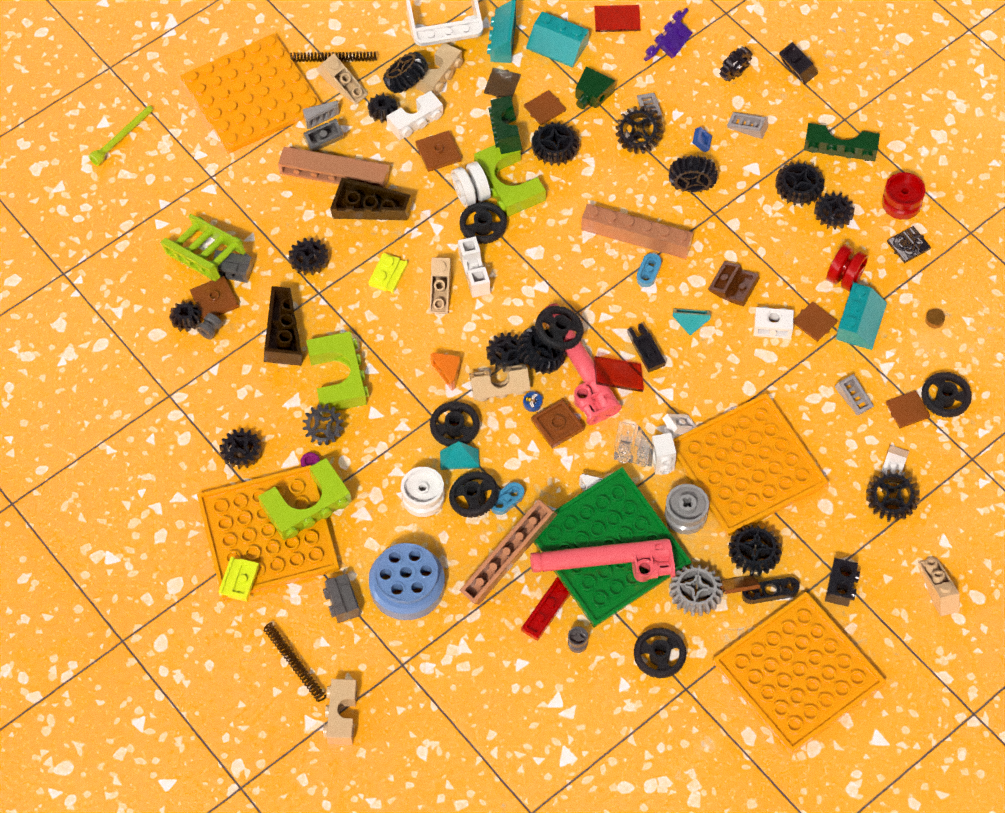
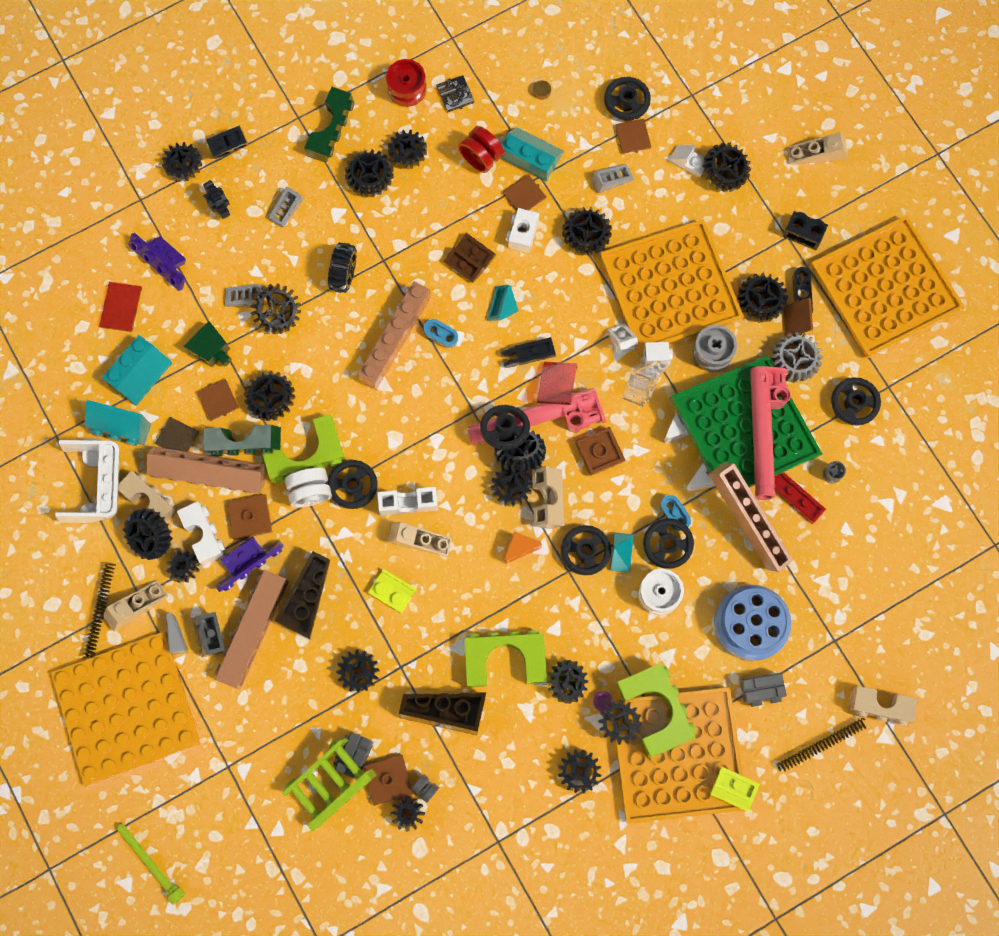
camera: 80 degrees left, 15 degrees up
(288, 463) = (632, 728): none -> black gear
(398, 151) = (244, 559): none -> dark purple bracket
(473, 106) = (206, 470): none -> nougat brick
(532, 401) = (570, 471): blue tile -> none
(702, 139) = (296, 252): blue plate -> none
(770, 34) = (173, 162): none -> black gear
(796, 372) = (603, 234): none -> black gear

